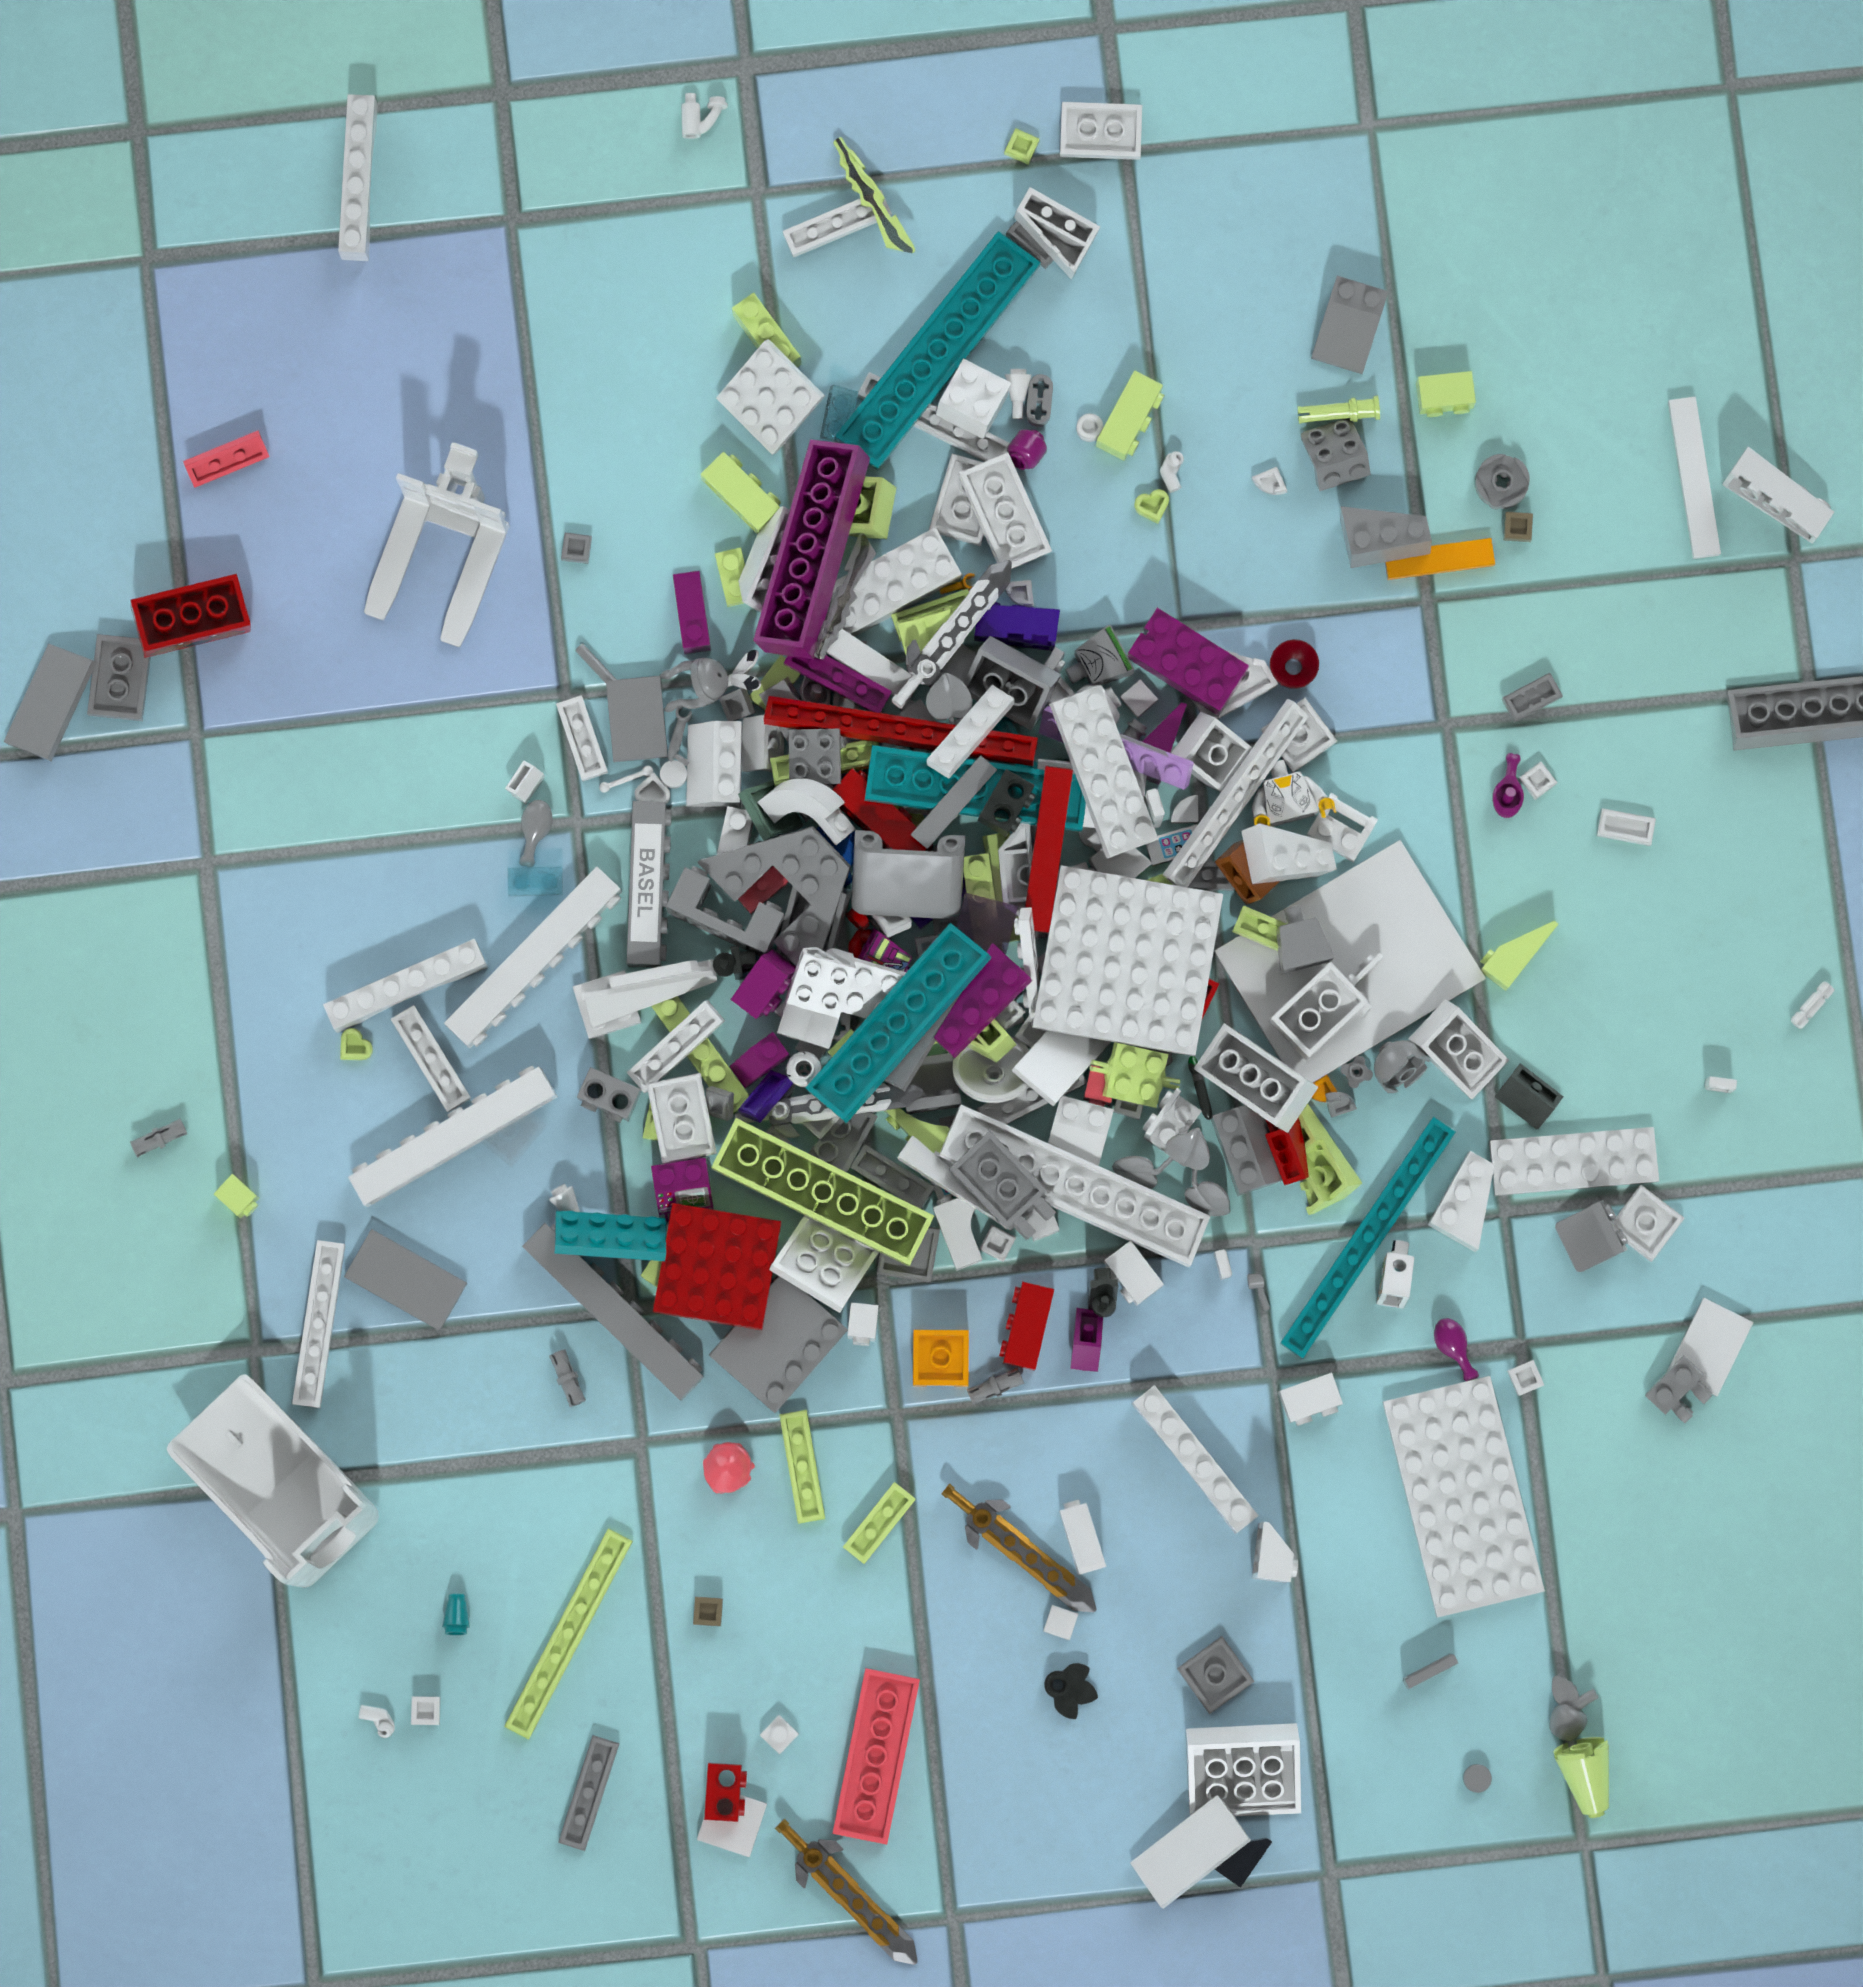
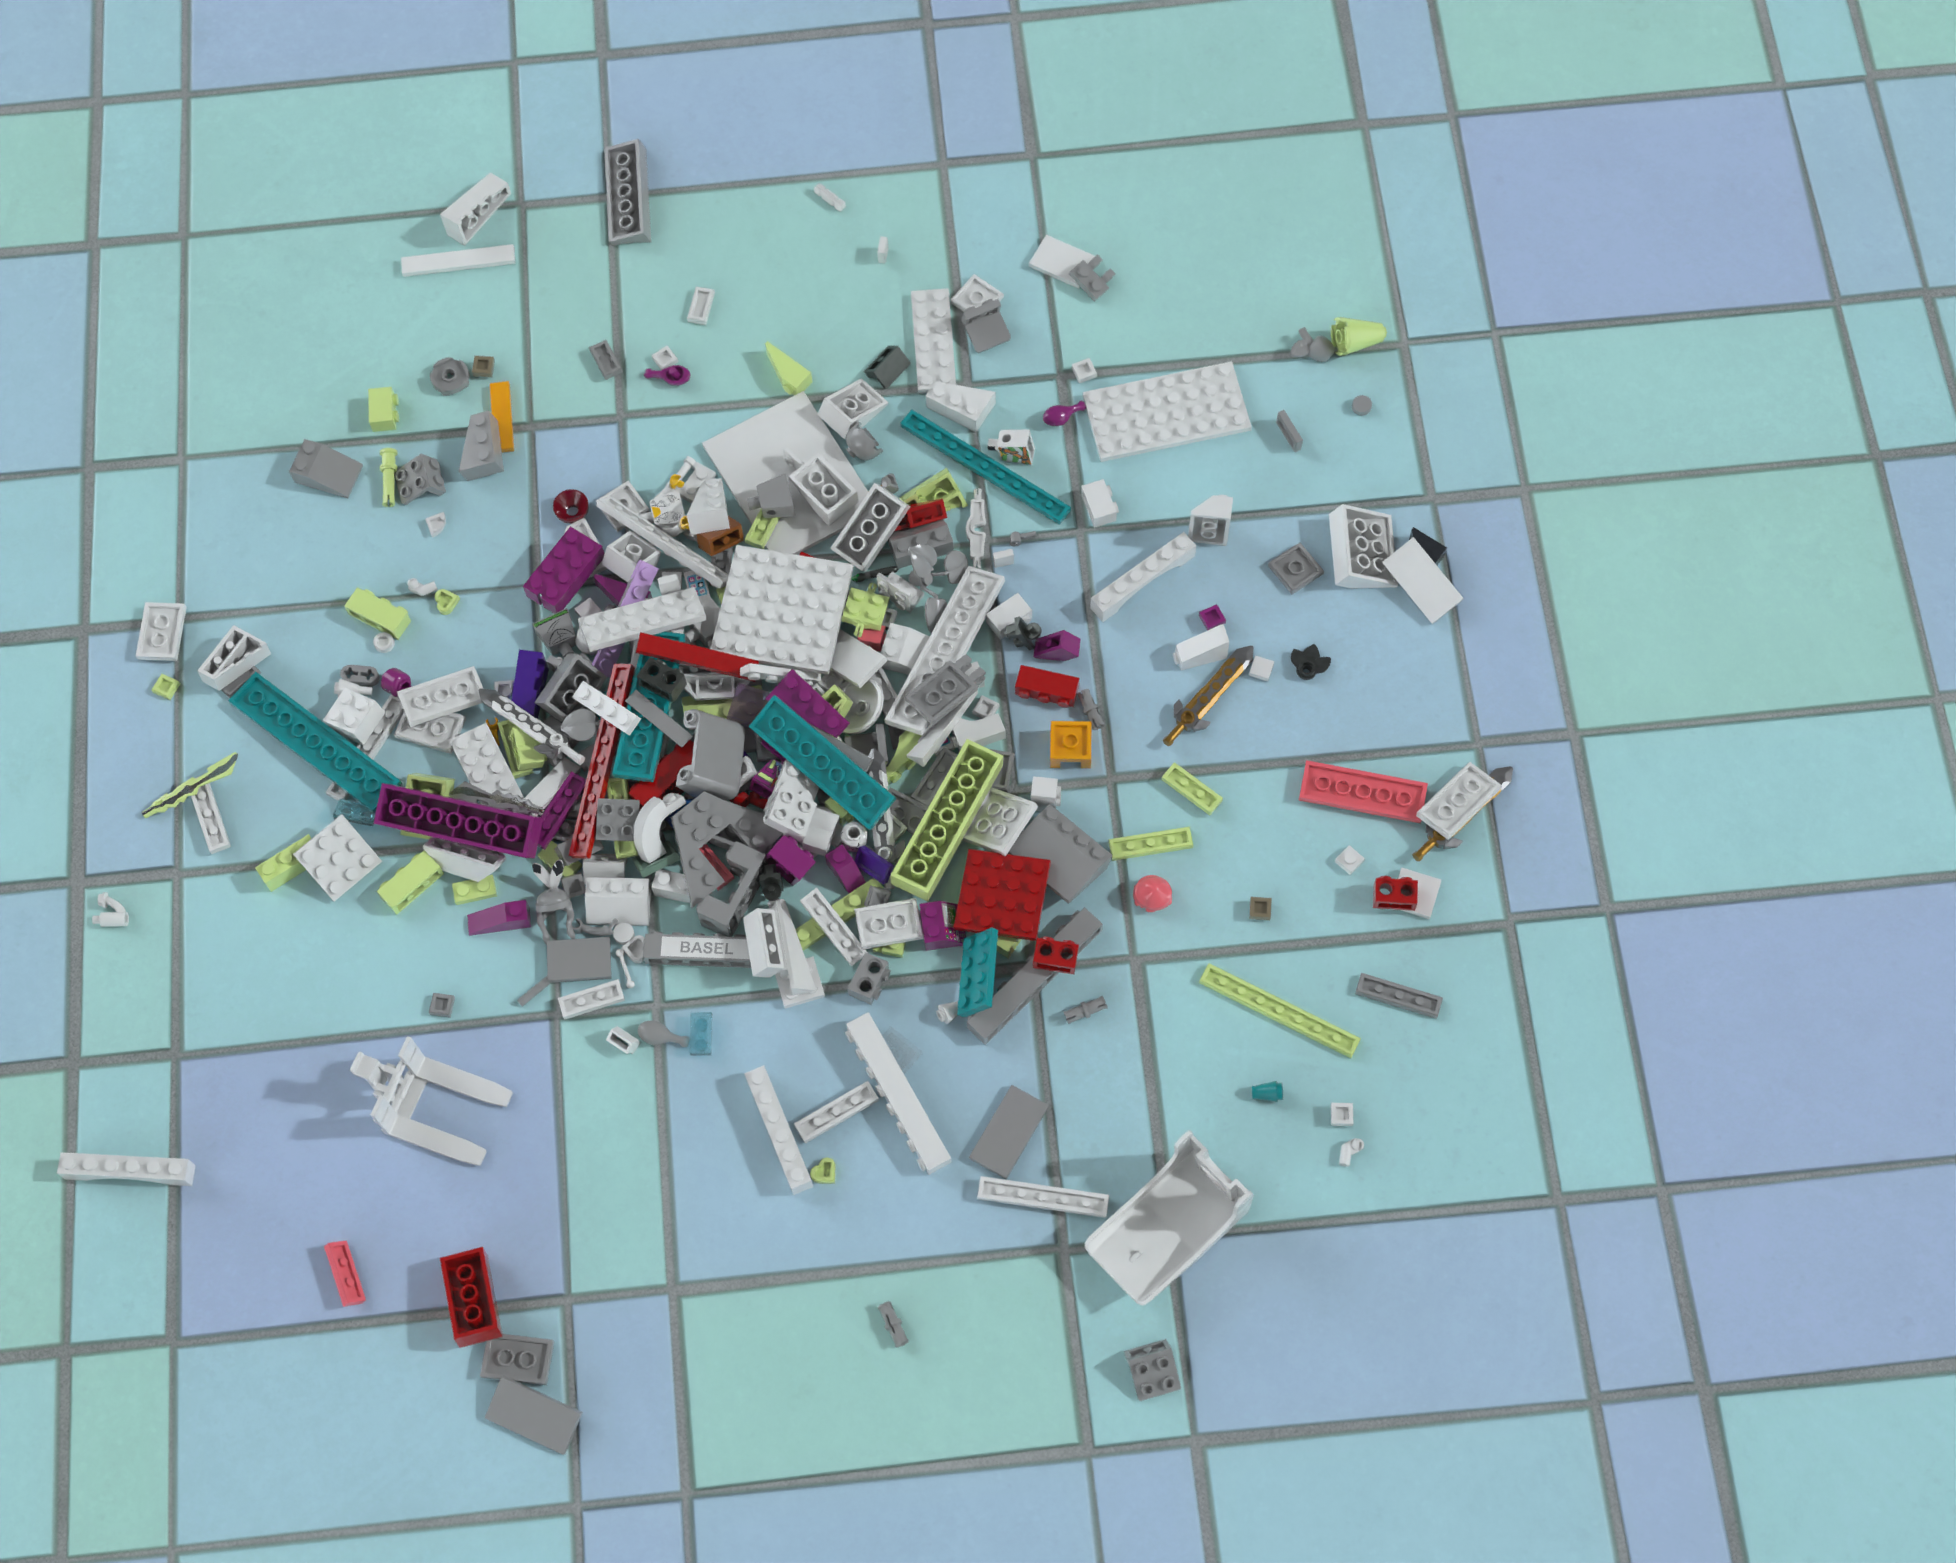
camera: 85 degrees left, 15 degrees down
(100, 1460) = (1153, 1369): none -> light grey bracket
(237, 1196) = (942, 1260): yellowish green brick -> none
(533, 957) = (760, 1034): white brick -> none
(622, 1336) = (1054, 961): none -> red brick
(644, 955) = (763, 943): none -> white brick
(859, 1885) = (1459, 800): none -> white tile
(1135, 1555) = (1212, 617): none -> magenta plate
(1256, 1227) = (976, 520): none -> white piece
(1364, 1073) = (867, 478): light grey plate -> none

